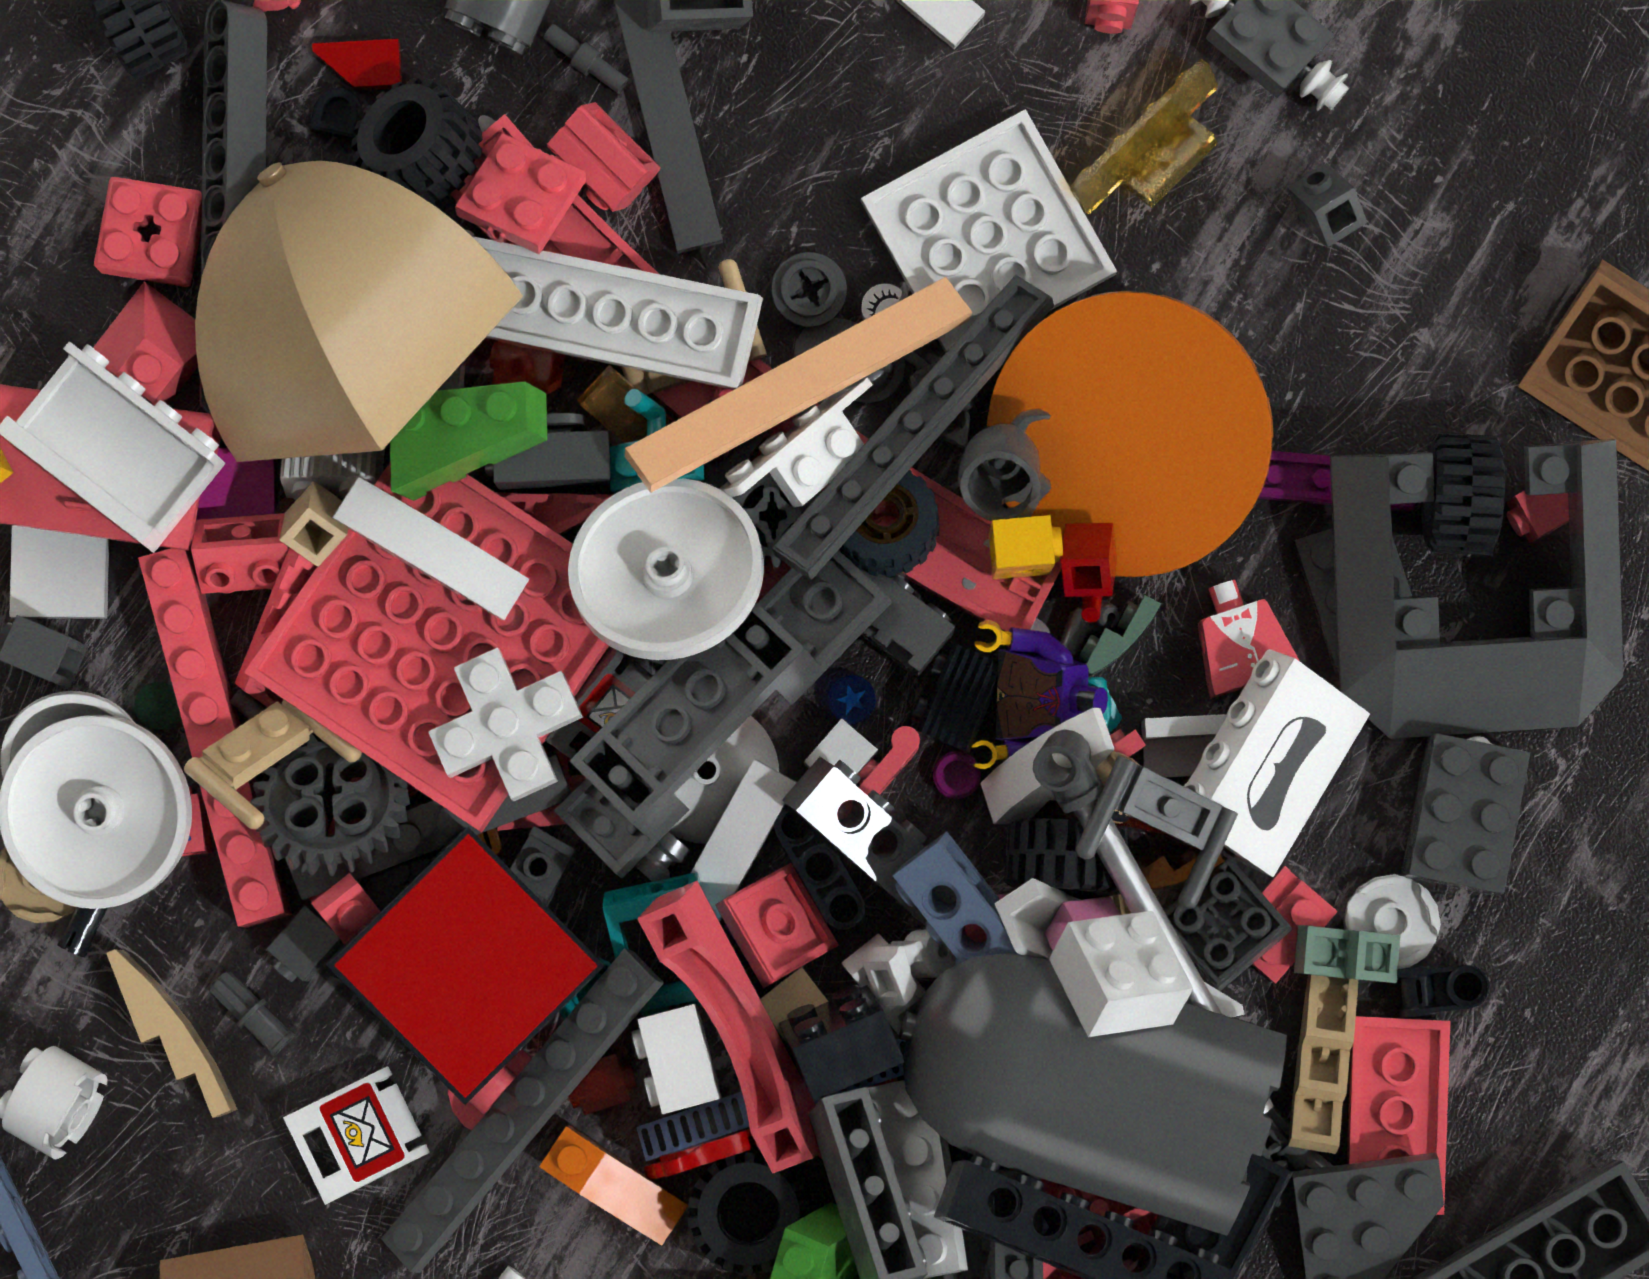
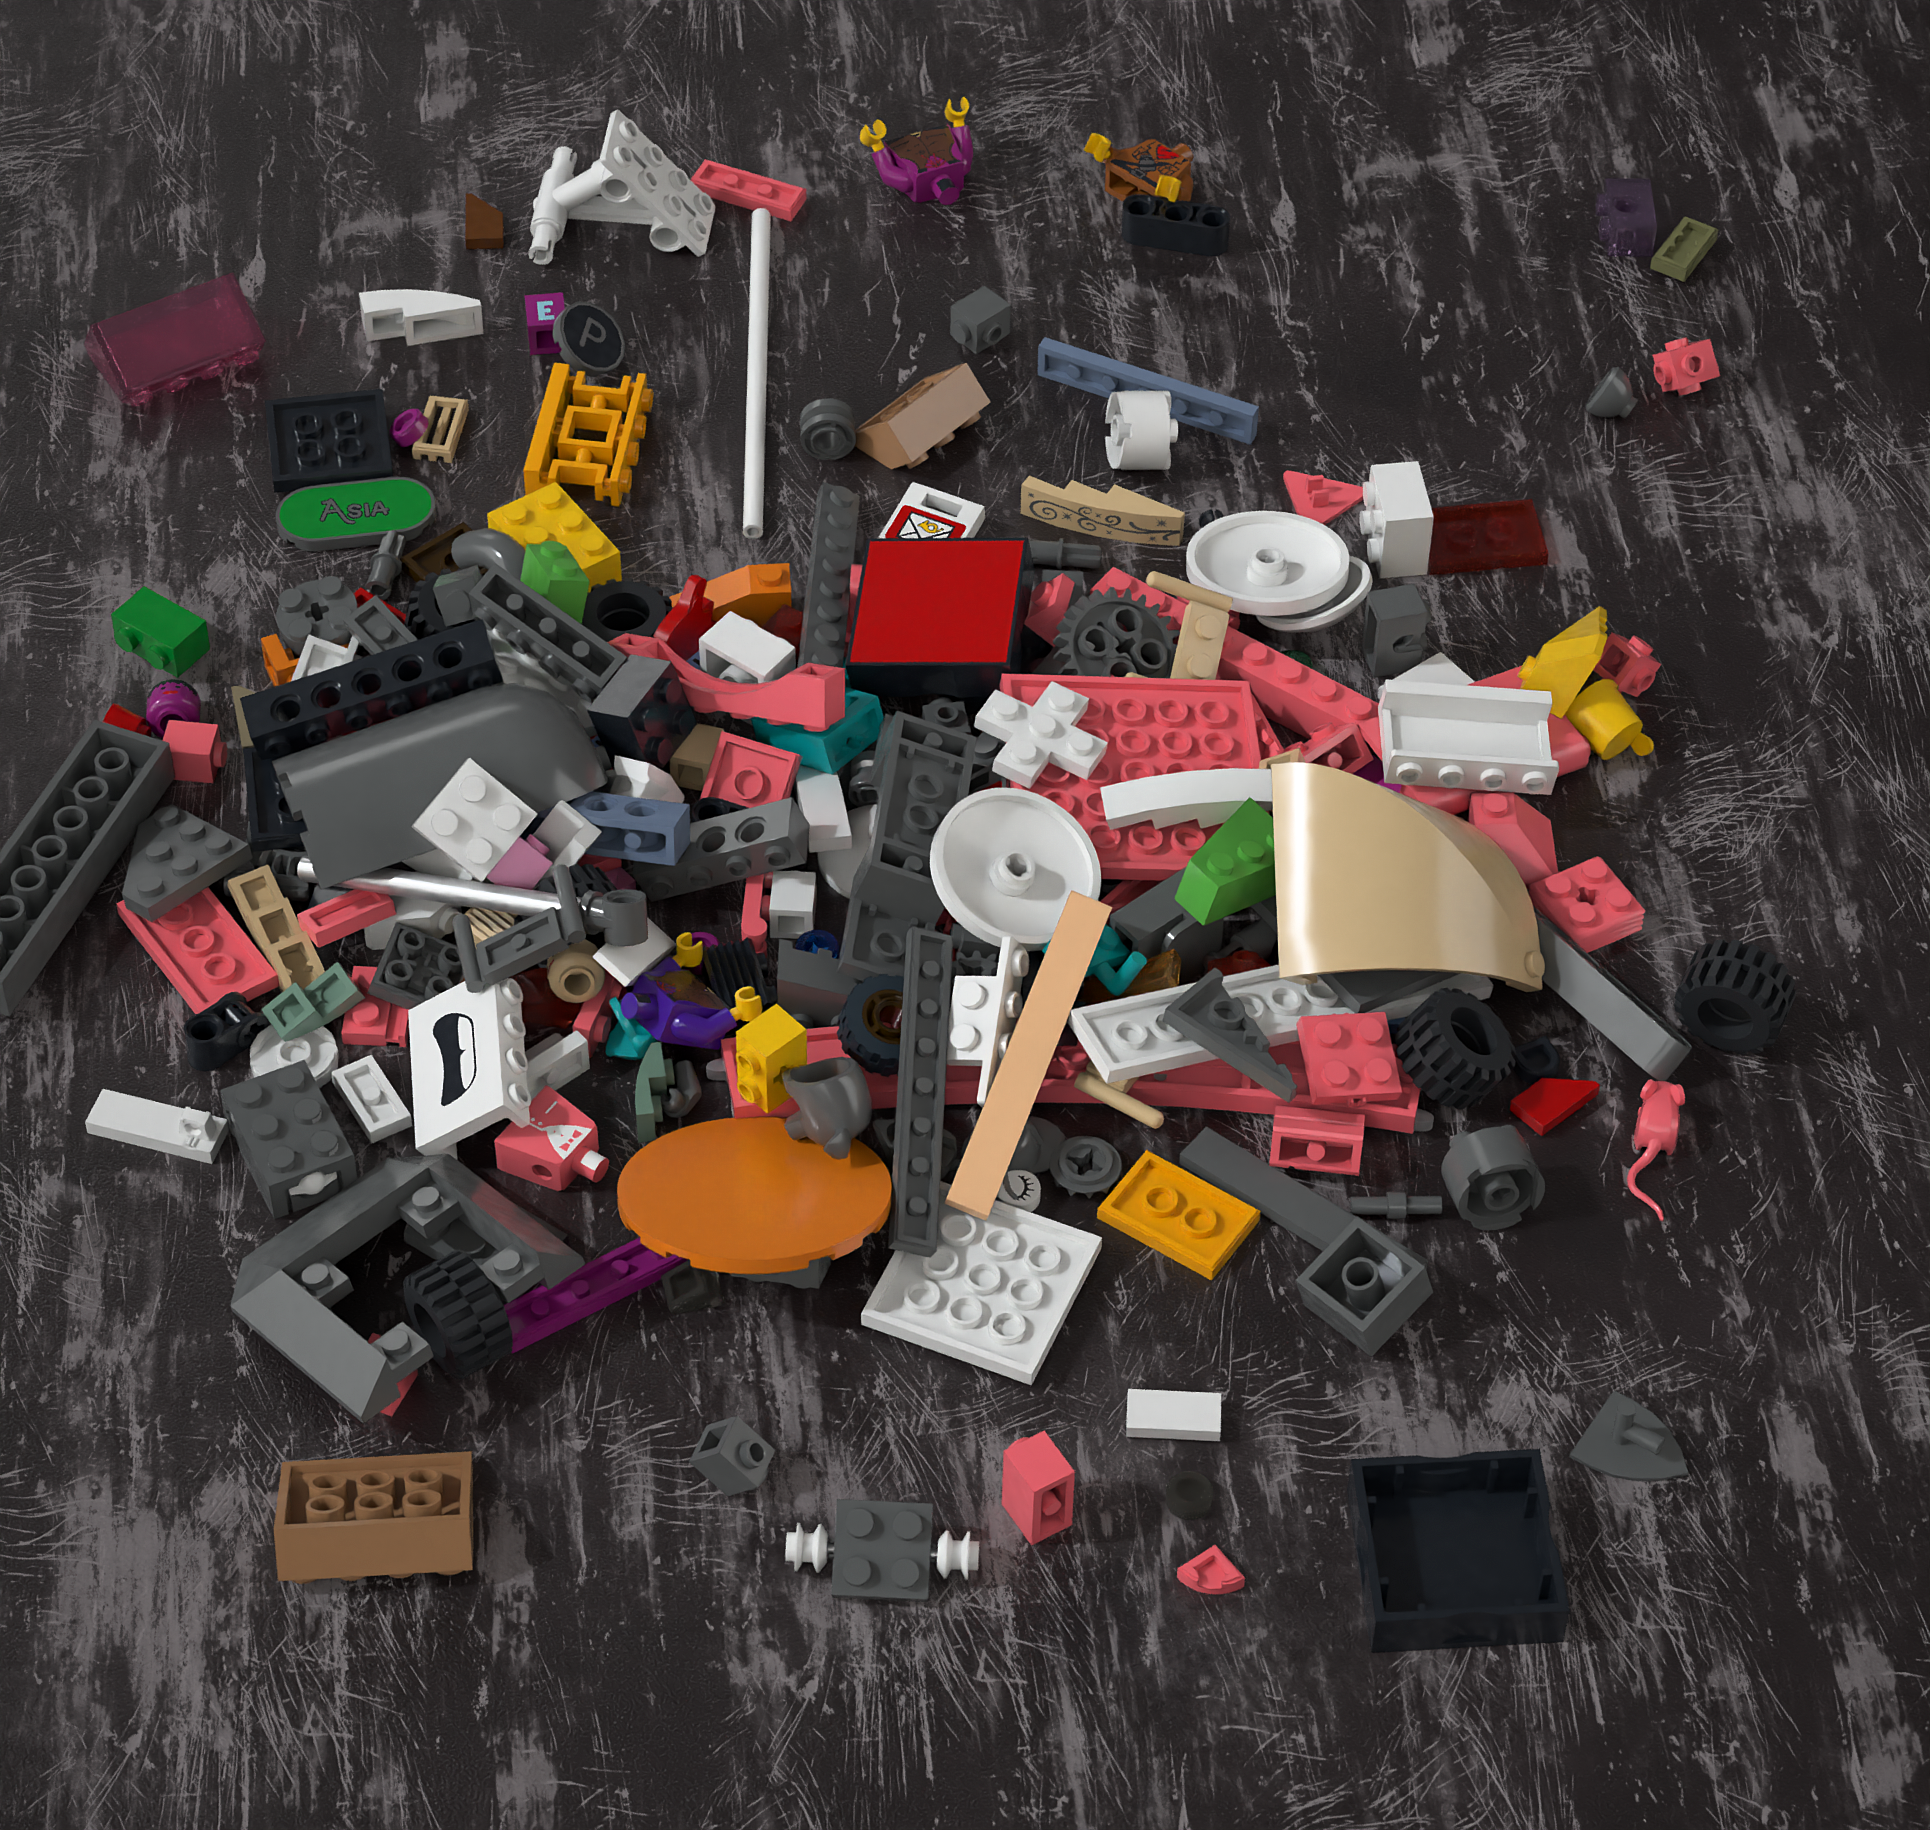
camera: 140 degrees right, 35 degrees down
(623, 281) = (1224, 1029): none -> dark grey wing
(769, 188) = (1178, 1214): none -> light orange tile
(1089, 565) = (715, 1097): red brick -> none
(1156, 147) = (902, 1418): clear yellow bracket -> none
(1276, 1016) = (345, 915): none -> coral tile
(1361, 814) = (371, 1099): none -> white plate
(1560, 930) = (157, 1126): none -> white hinge

